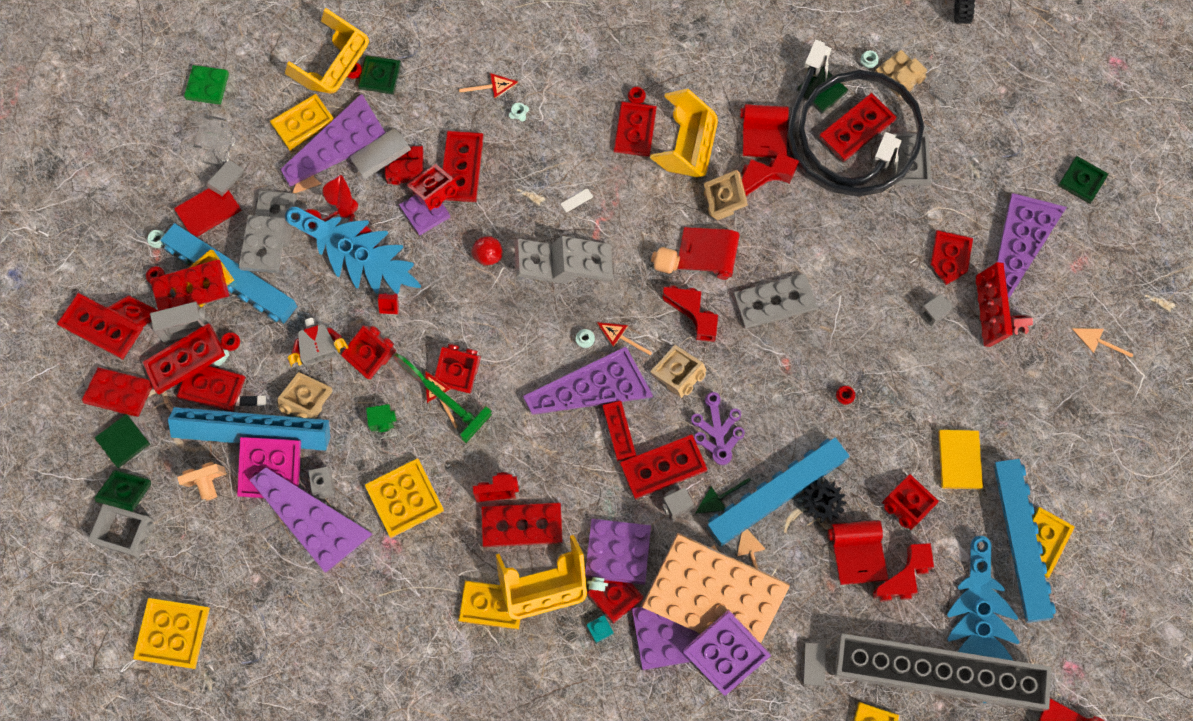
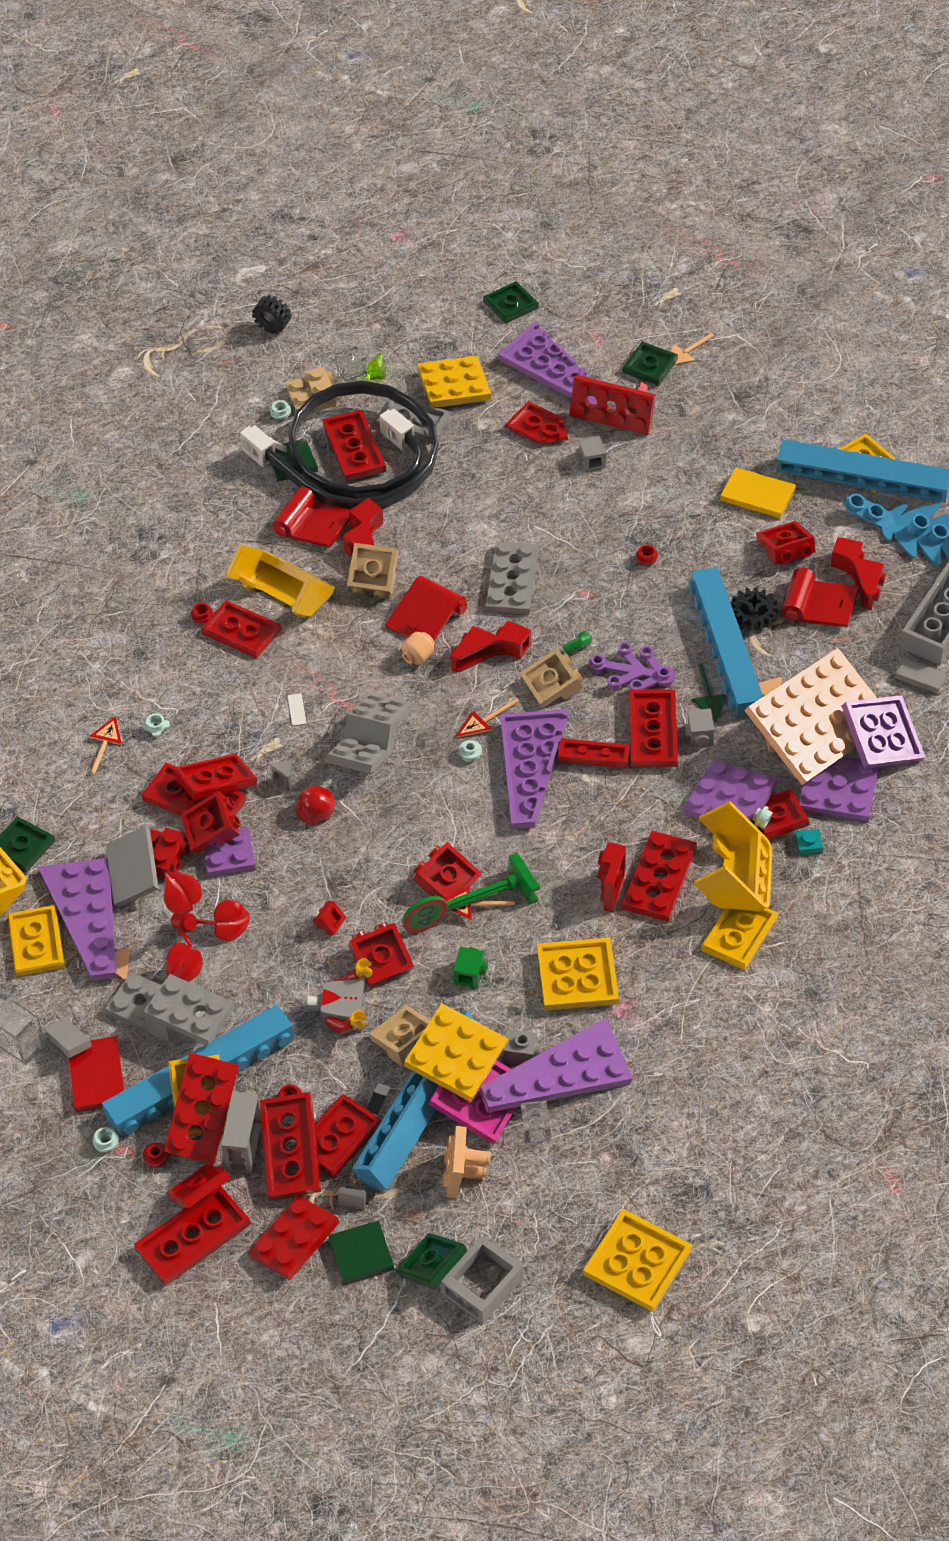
camera: 65 degrees left, 20 degrees down
(163, 414) = (353, 1196): none -> light grey slope
(283, 438) = (456, 1052): none -> yellow plate
(358, 250) = (246, 925): dark azure plant -> none
(481, 171) = (214, 775): none -> red tile
(505, 217) = (283, 773): none -> light grey slope
(726, 377) = (582, 641): none -> green arm
(952, 110) = (376, 368): none -> clear neon green slope
(965, 172) = (454, 381): none -> yellow plate
(1068, 317) = (650, 363): none -> dark green tile

